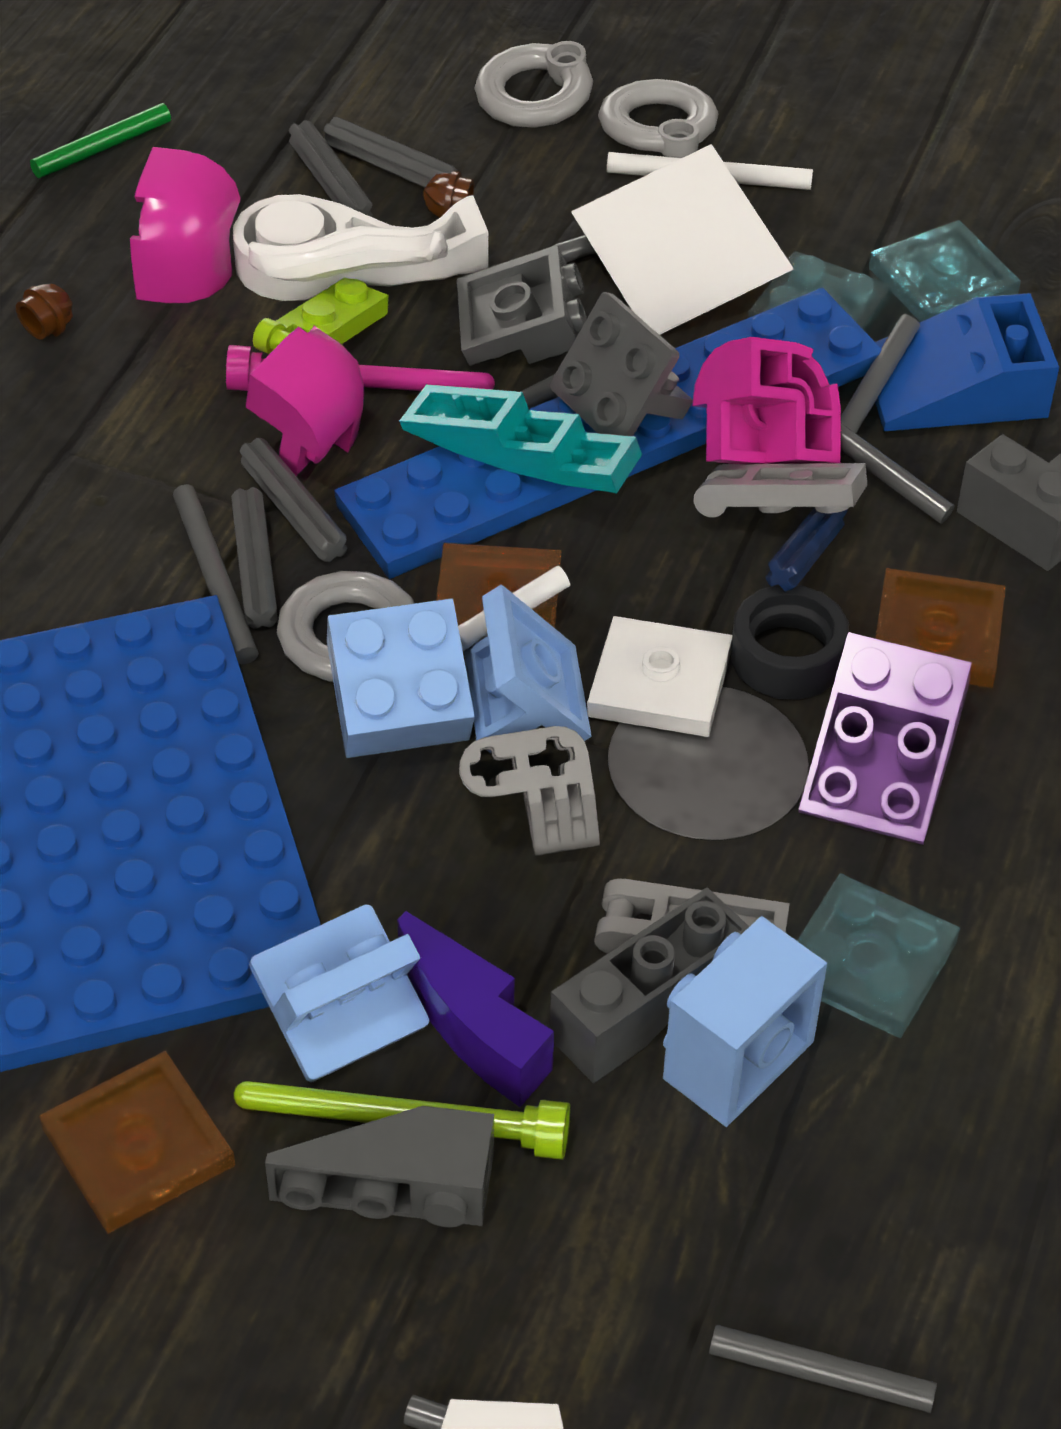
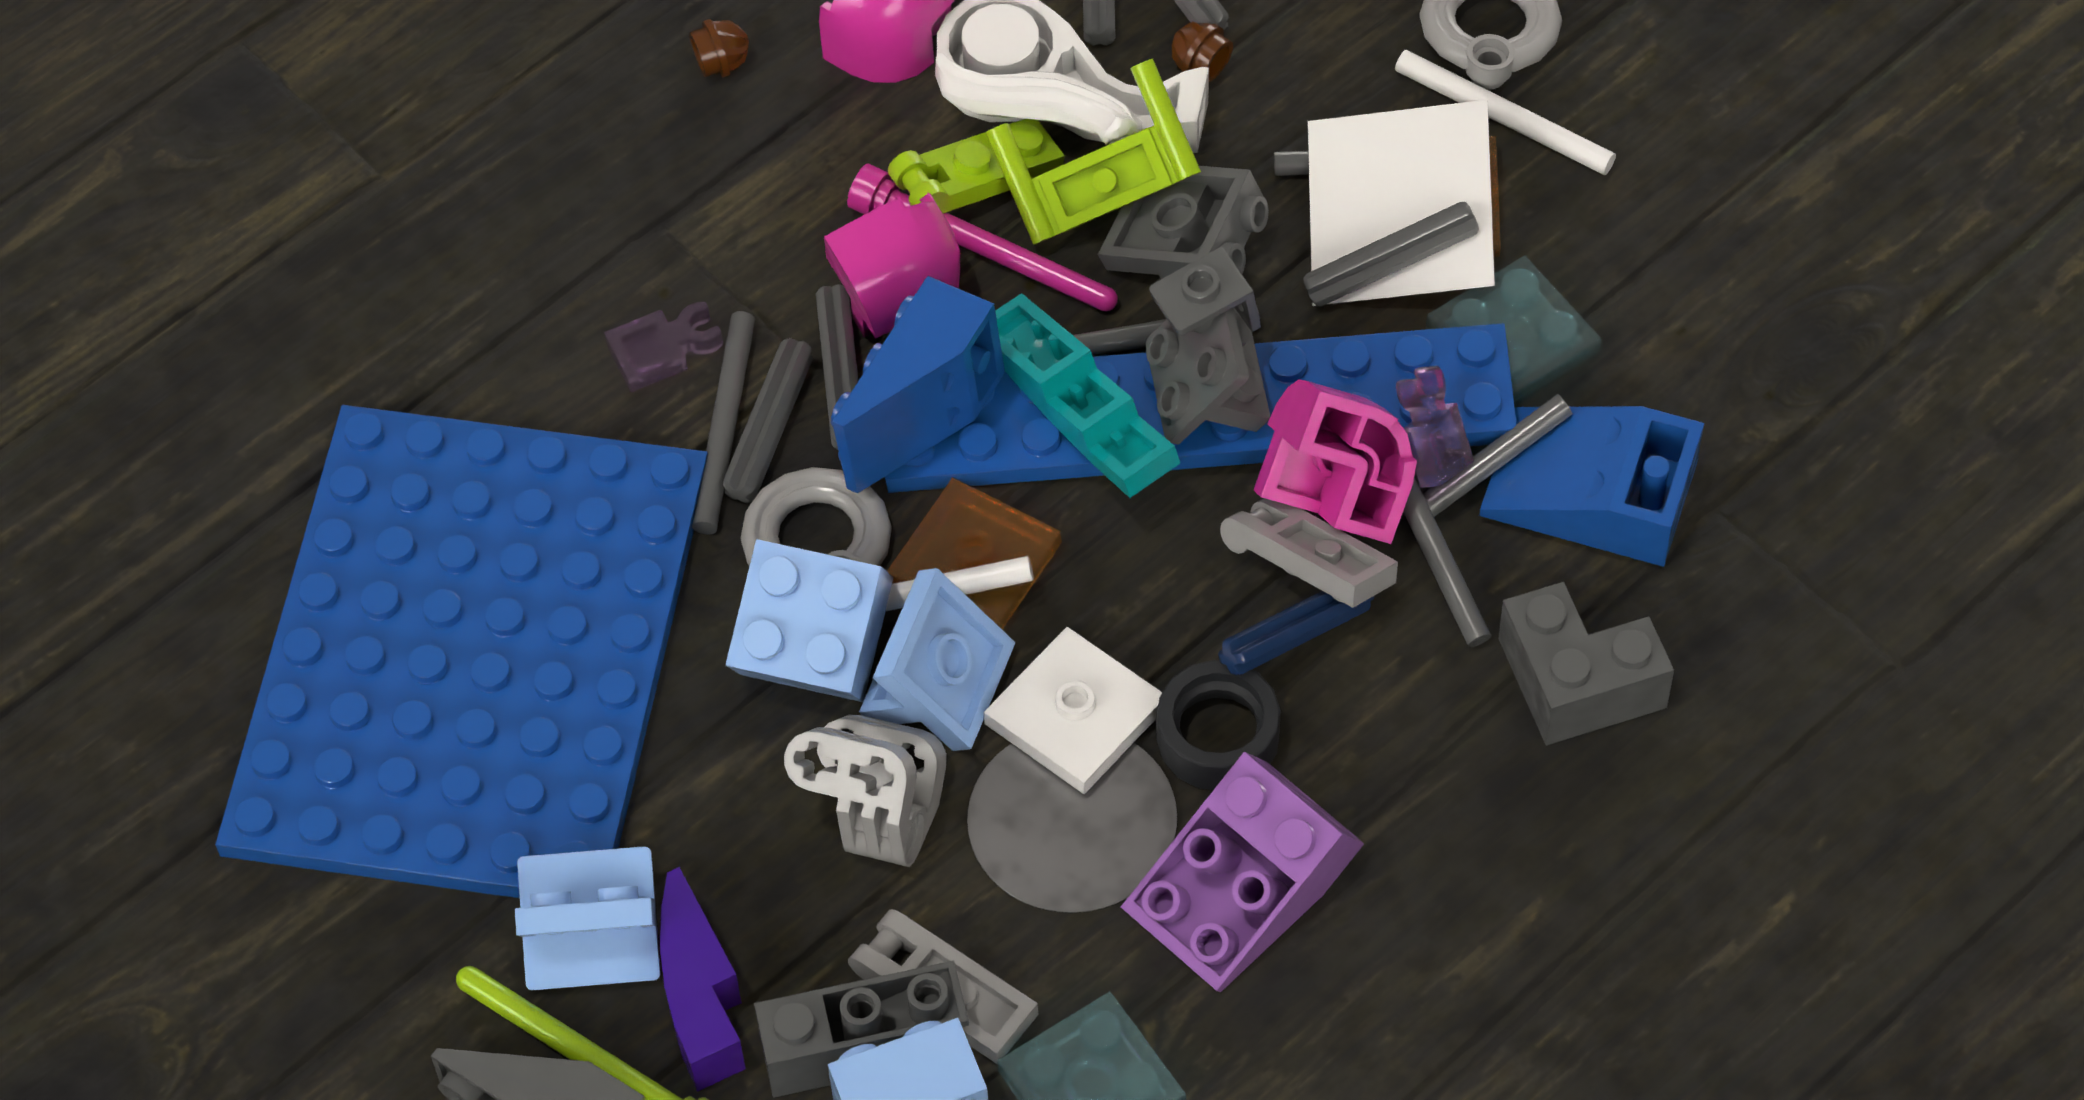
camera: 30 degrees right, 10 degrees up
(123, 536) = (655, 349): none -> clear purple plate
(137, 1141) = (352, 983): clear orange plate -> none
(393, 459) = (919, 382): none -> blue slope
(439, 289) = (1105, 176): none -> lime plate
(603, 306) = (1204, 292): none -> dark grey bracket
(699, 273) = (1391, 254): none -> dark grey axle
(813, 333) = (1436, 427): none -> clear purple plate
(941, 270) = (1666, 347): clear light blue plate -> none
(944, 618) = (1379, 768): clear orange plate -> none

